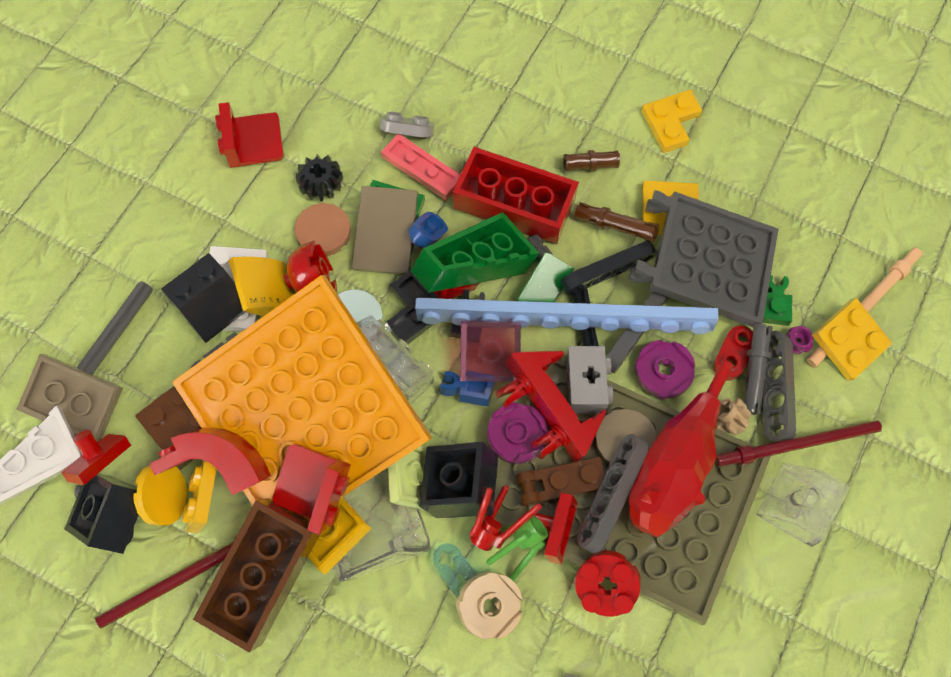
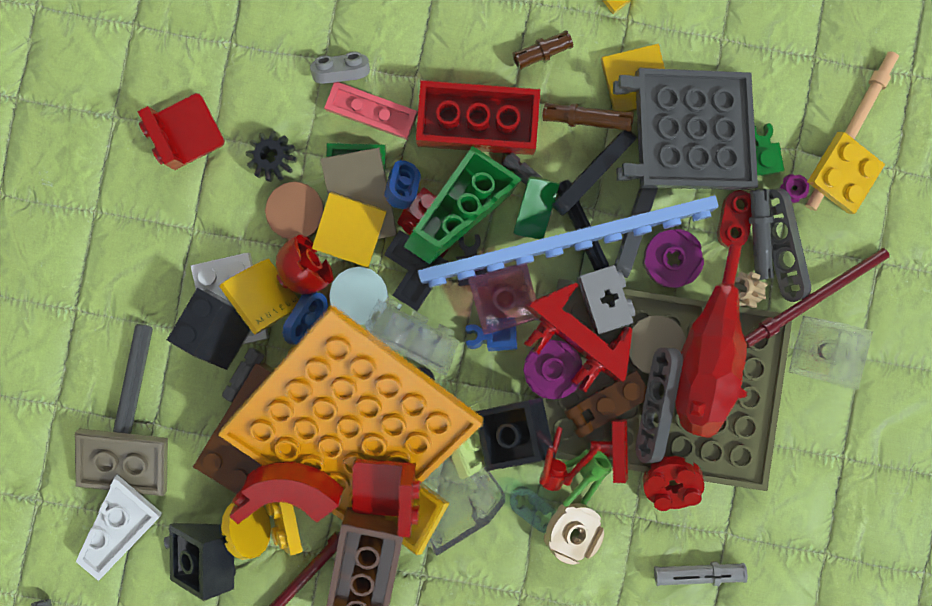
camera: 15 degrees left, 20 degrees up
(94, 455) = (171, 513): red tile -> none
(366, 253) = (349, 229): none -> yellow tile

